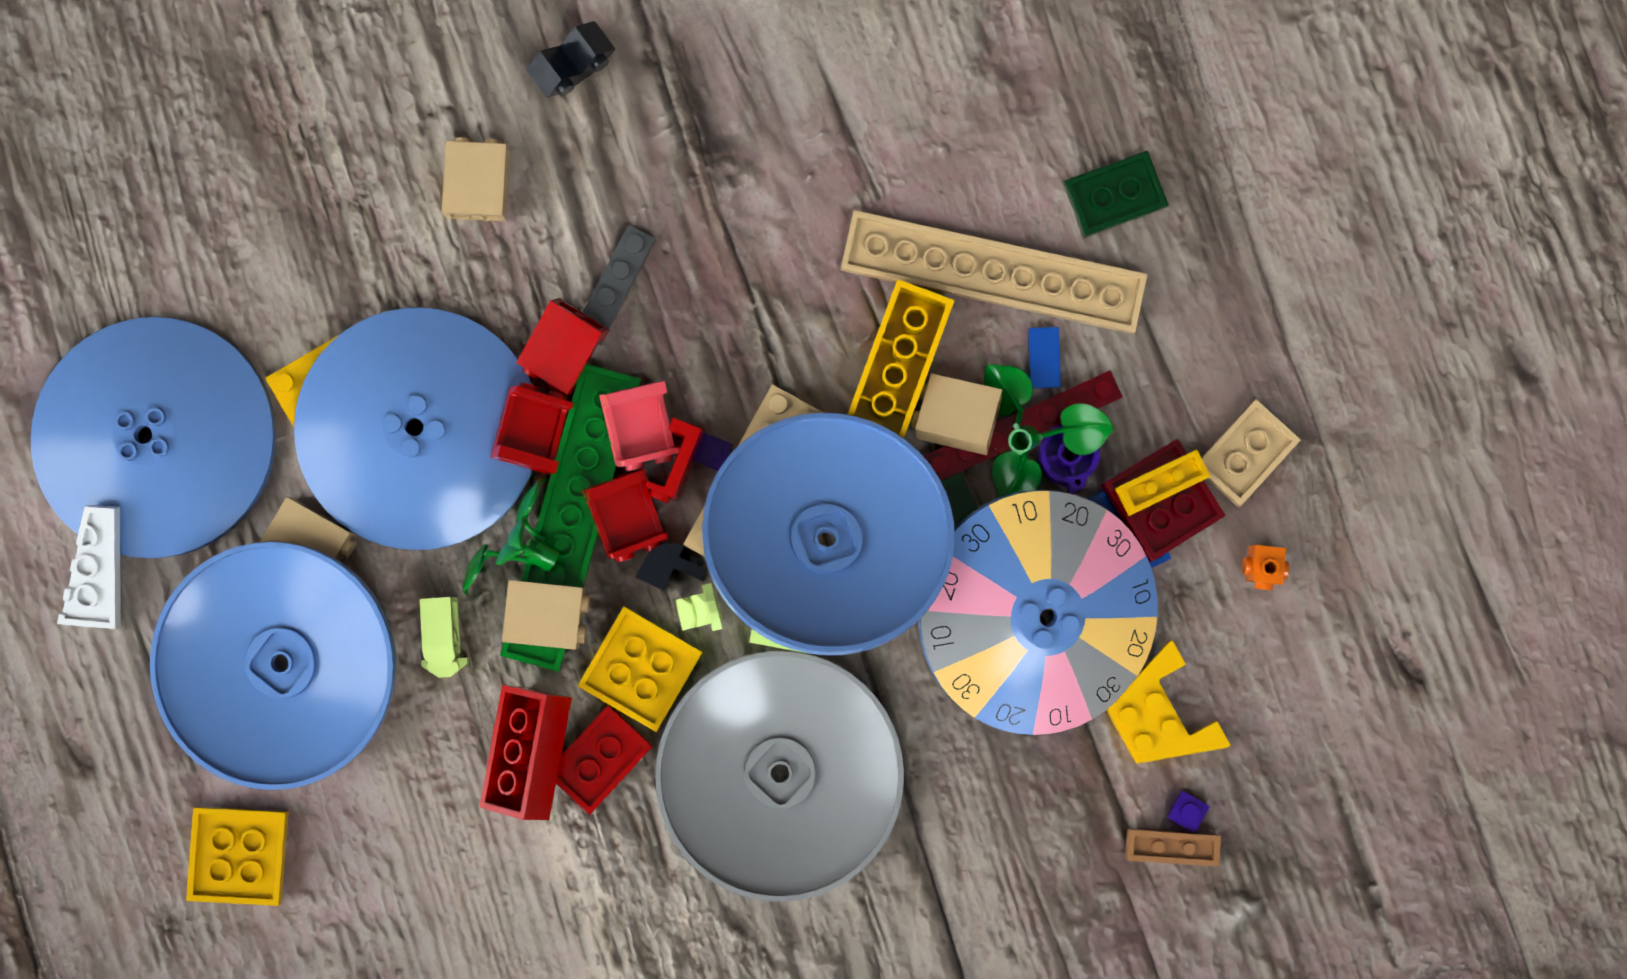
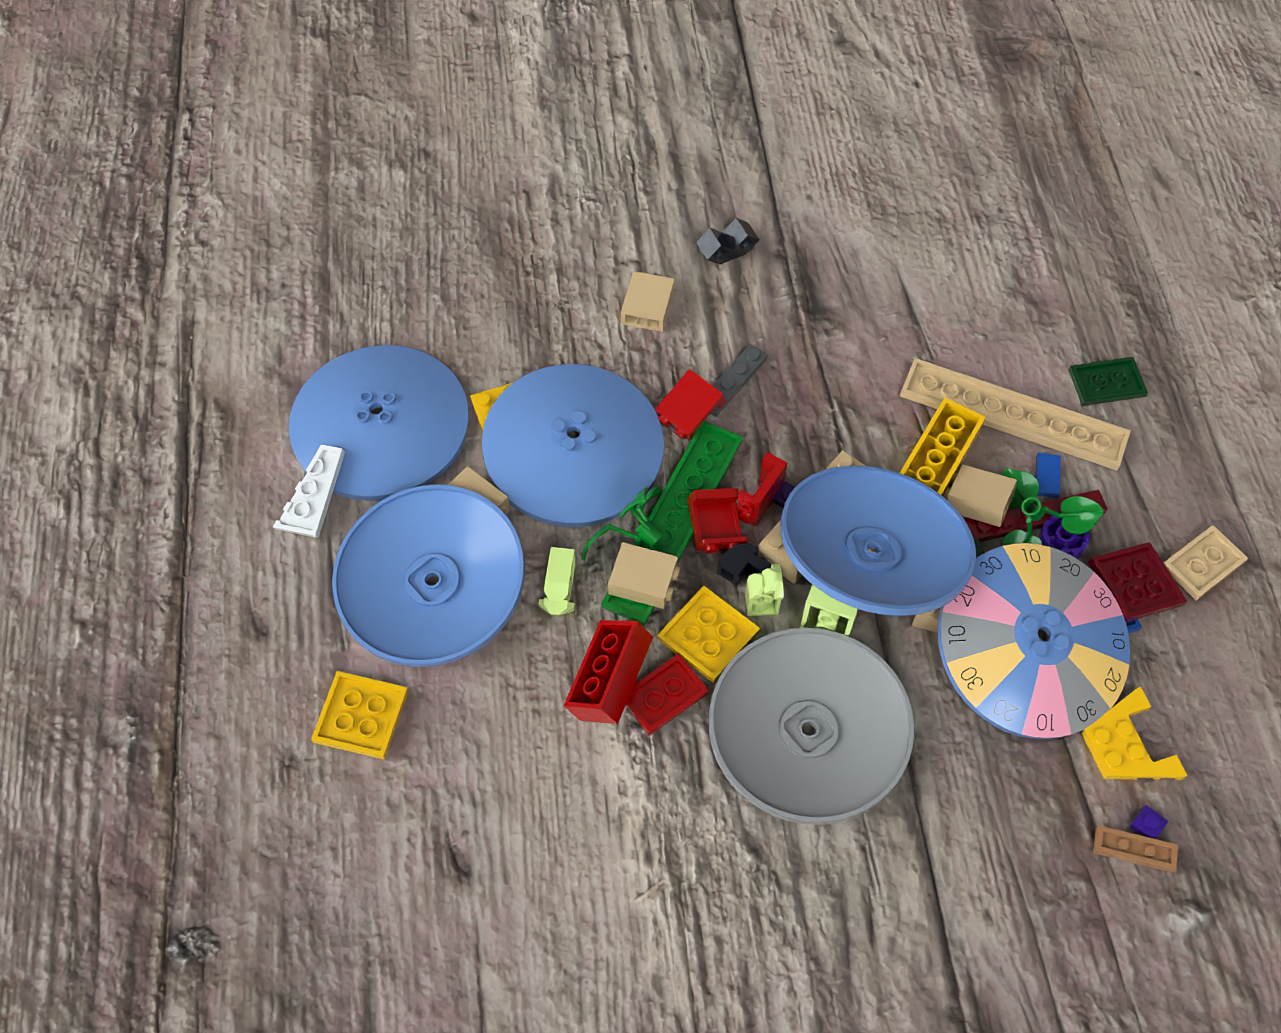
camera: 15 degrees right, 25 degrees down
(531, 428) = (657, 452): red panel -> none
(638, 425) = (737, 460): coral panel -> none
(1162, 482) = (1138, 563): yellow plate -> none
(1274, 560) = (1219, 641): orange brick -> none

